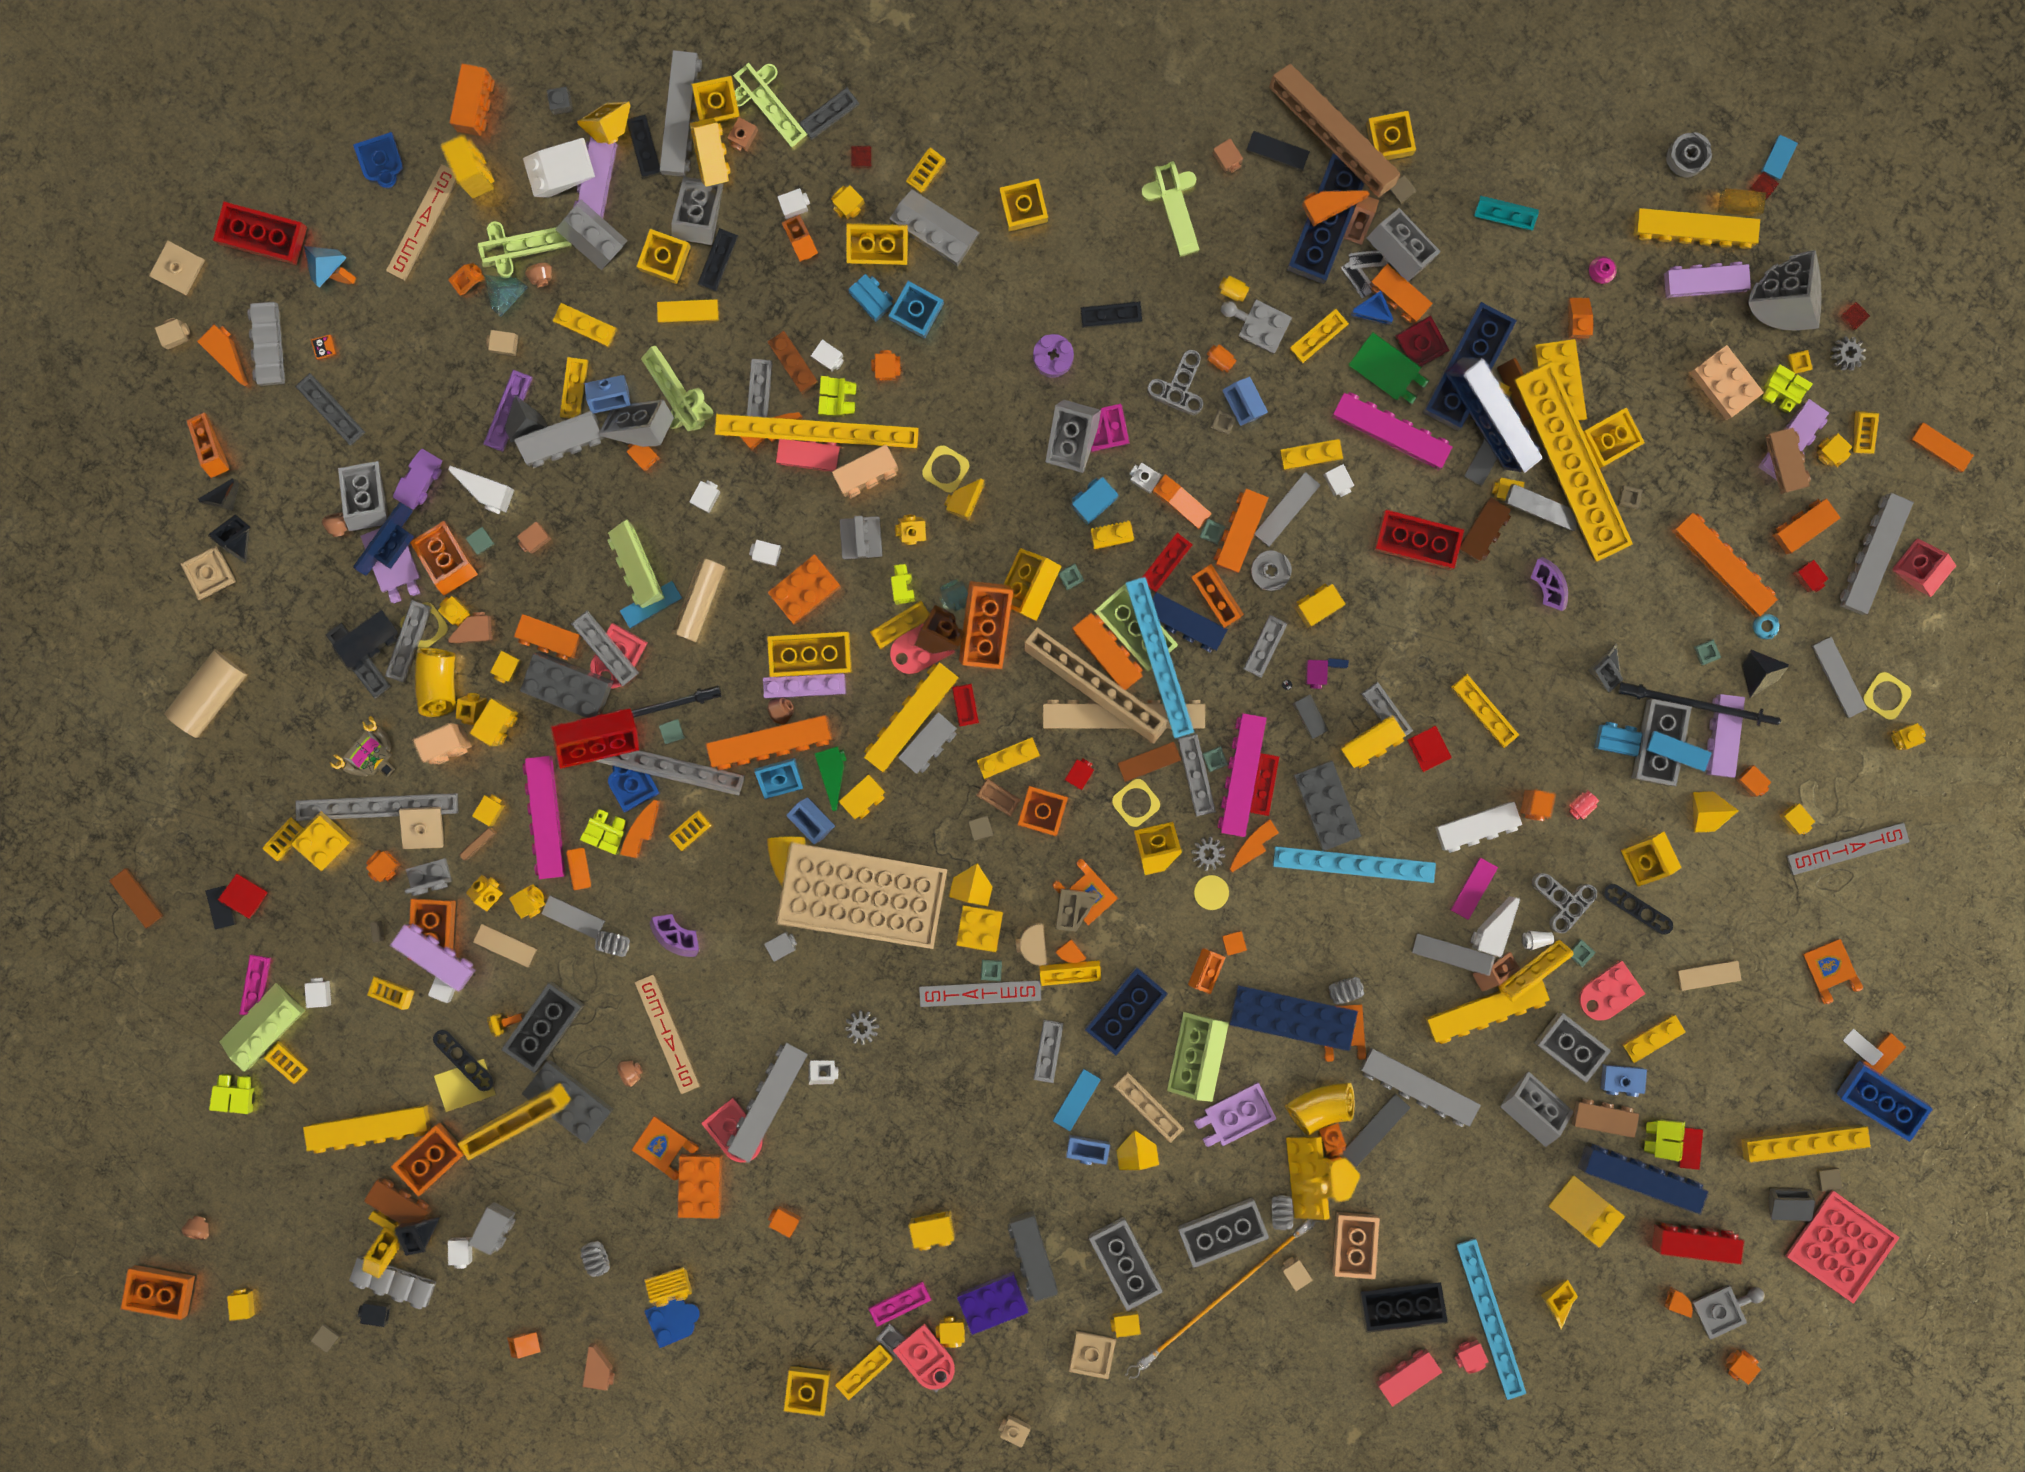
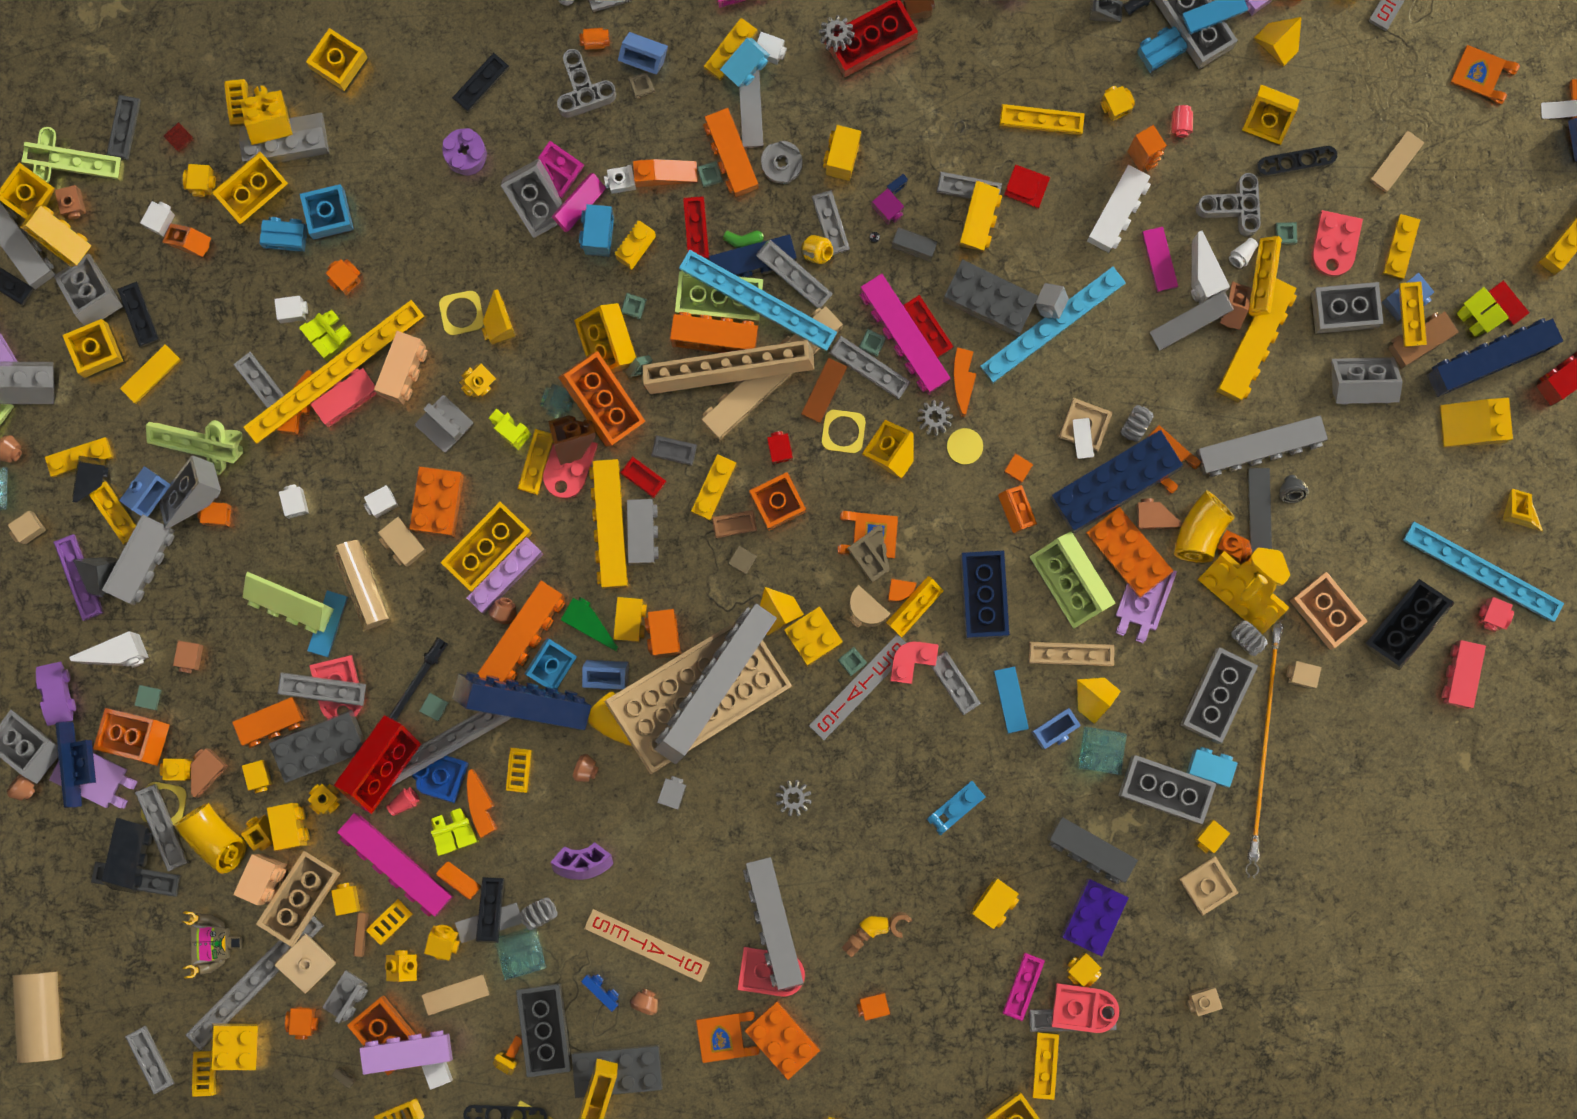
camera: 40 degrees left, 5 degrees down
(256, 795) = (149, 1060): none -> light grey tile
(456, 780) = (298, 898): none -> tan brick
(487, 853) = (371, 929): none -> yellow slope
(544, 726) = (331, 802): none -> yellow brick
(574, 959) = (520, 953): none -> clear light blue slope
(578, 346) = (88, 476): none -> black slope
(581, 909) = (490, 910): none -> black tile
(590, 778) = (403, 801): none -> coral cone
(606, 1028) = (607, 998): none -> blue plate
(733, 788) = (521, 701): none -> dark blue brick
(736, 873) = (585, 769): none -> nougat cone
(754, 595) = (402, 542): none -> tan brick
(793, 362) = (268, 338): dark orange brick -> none
(816, 1067) = (795, 854): white brick -> none
(833, 1166) = (871, 927): none -> medium nougat piece
(876, 831) = (663, 633): none -> orange brick
(878, 901) = (714, 684): none -> light grey brick
(935, 201) = (266, 116): none -> yellow brick
(969, 1138) = (956, 807): none -> dark azure plate
(1004, 706) = (674, 450): none -> flat silver tile
(1032, 623) = (636, 366): none -> sand green tile
(1033, 1003) = (910, 654): none -> coral plate
(1100, 467) = (572, 208): none -> dark pink tile
(1106, 1194) = (1102, 750): none -> clear light blue slope
(1171, 1277) = (1212, 767): none -> medium azure brick
(1192, 603) = (740, 241): none -> bright green arm
(1204, 660) = (794, 274): none -> light grey tile
(1217, 595) = (758, 216): orange brick -> none
(1237, 657) = (817, 249): none -> yellow head
(1255, 1075) = (1129, 552): none -> orange plate
(1297, 1066) = (1155, 516): none -> nougat slope
(1298, 965) = (1083, 438): none -> white sticker
(1309, 956) = (1098, 418): none -> tan plate
(1311, 476) = (745, 62): none -> medium azure brick
(1368, 848) = (1051, 301): none -> light grey brick
(1401, 516) = (844, 33): none -> light grey gear
(1412, 1138) = (1293, 490): none -> dark grey brick
(1550, 749) = (1117, 102): none -> yellow brick
(1613, 1095) = (1412, 314): none -> yellow plate

